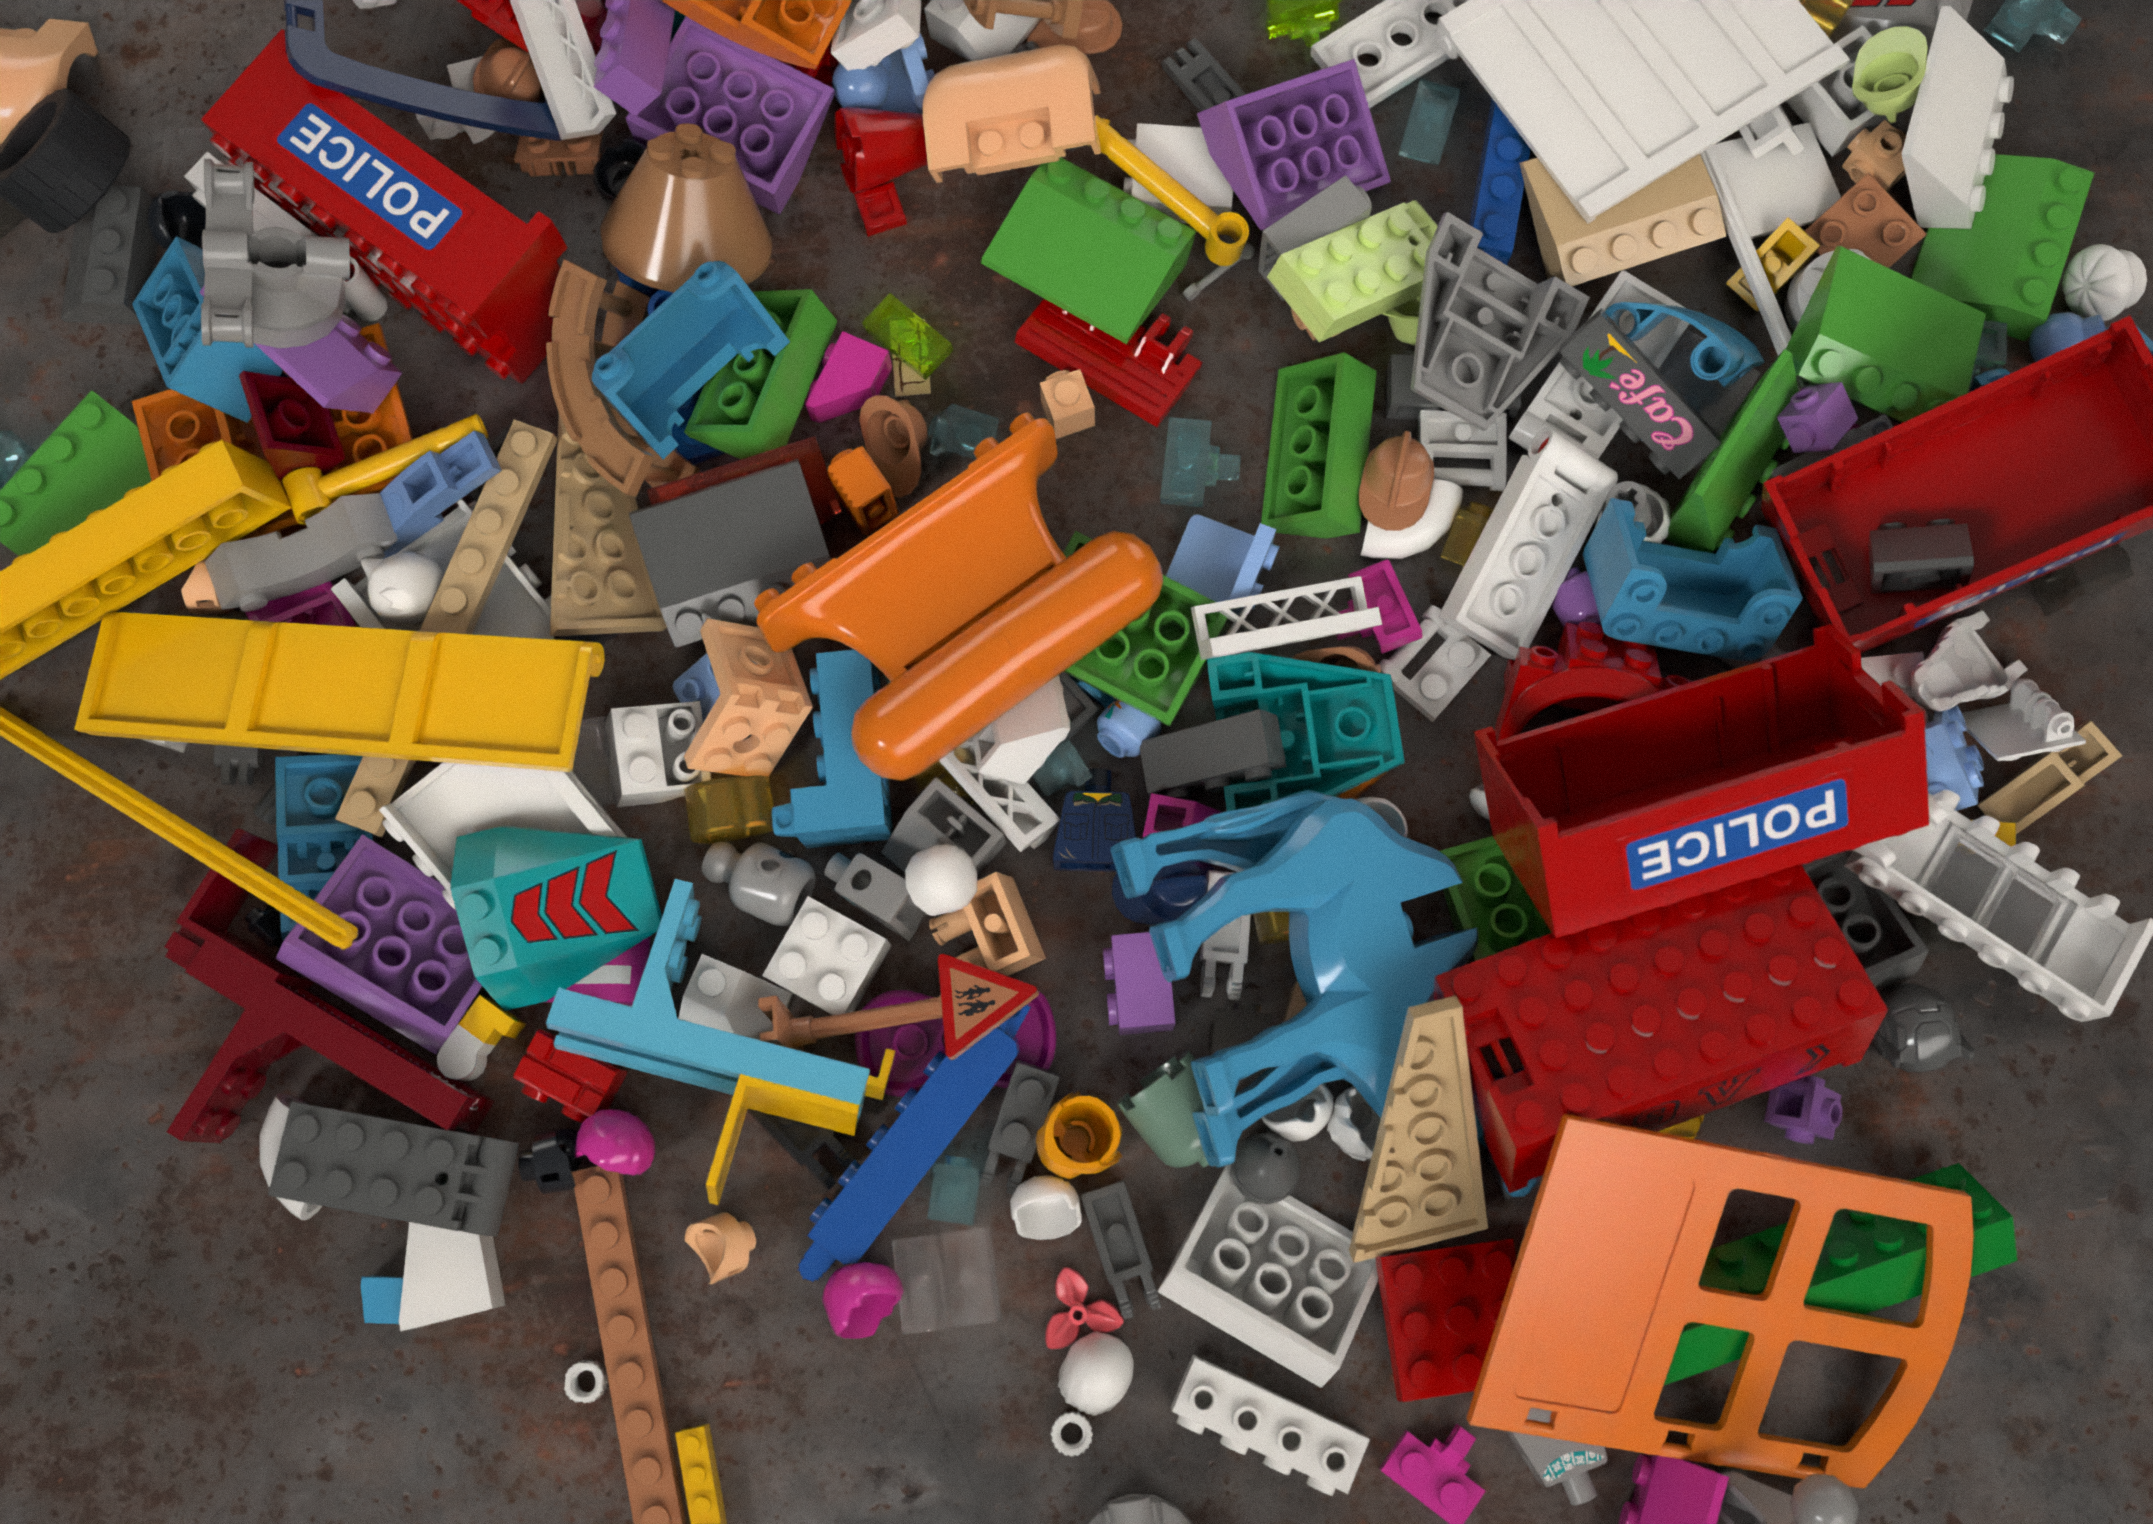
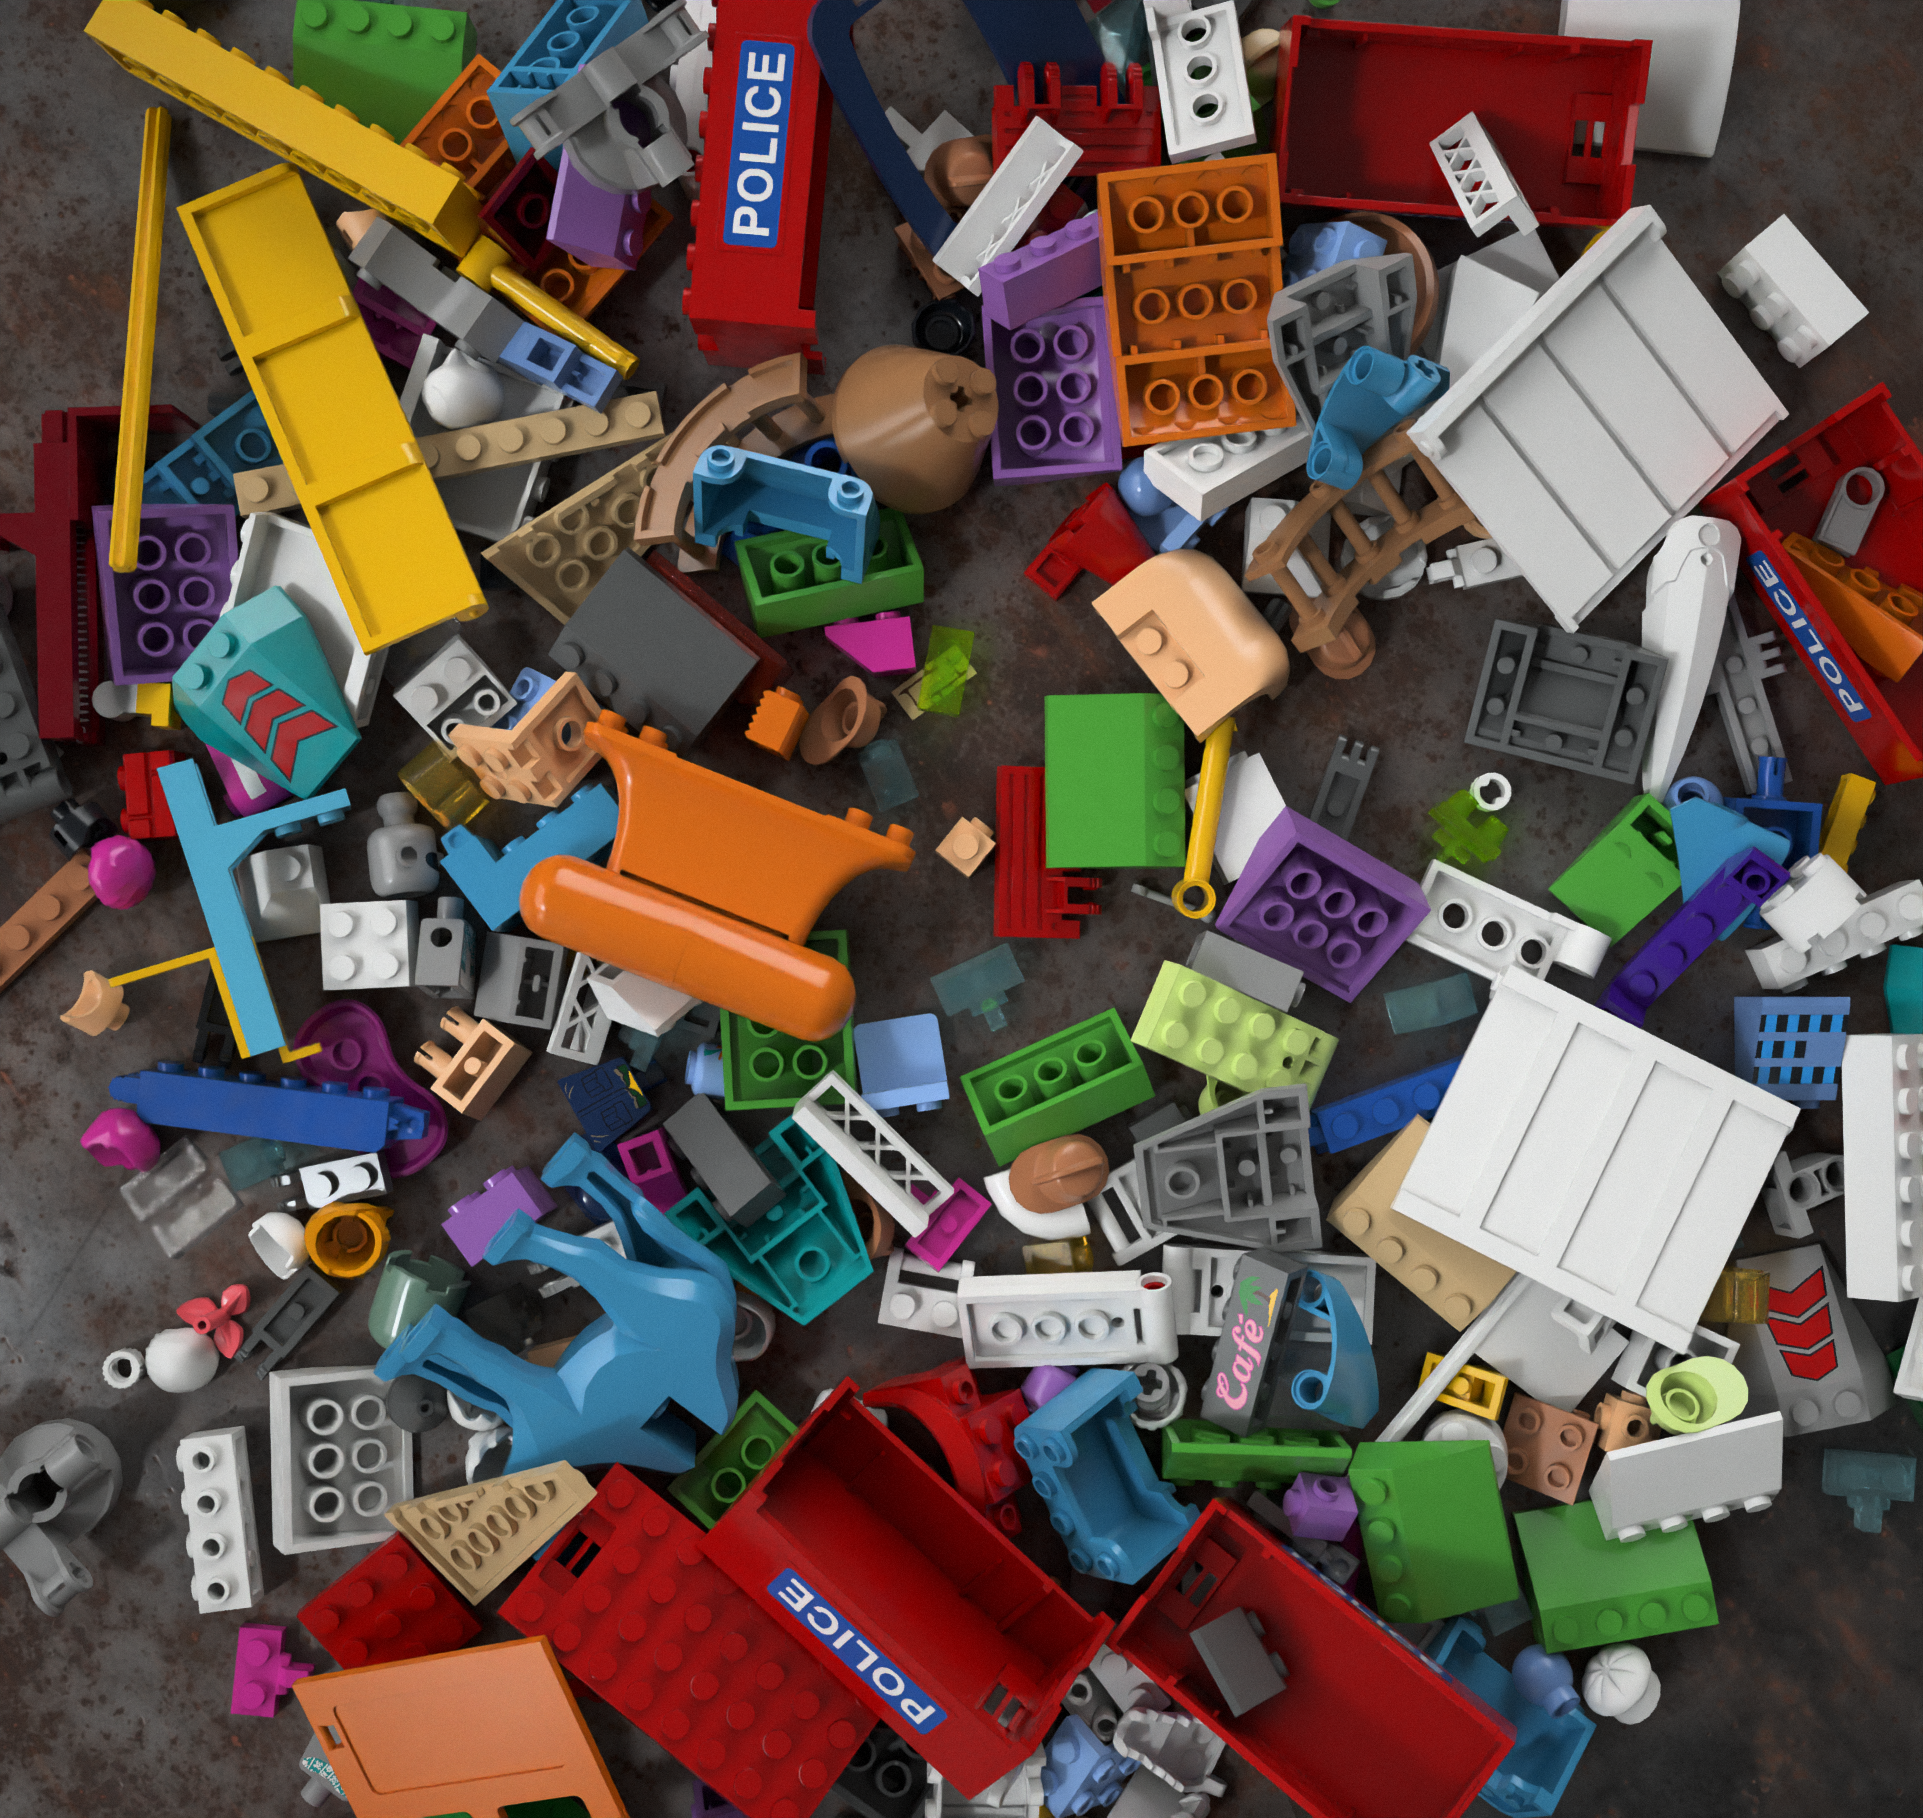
camera: 60 degrees right, 10 degrees up
(941, 879) = (477, 1004): white hair -> none
(970, 1003) = (394, 1089): nougat piece -> none

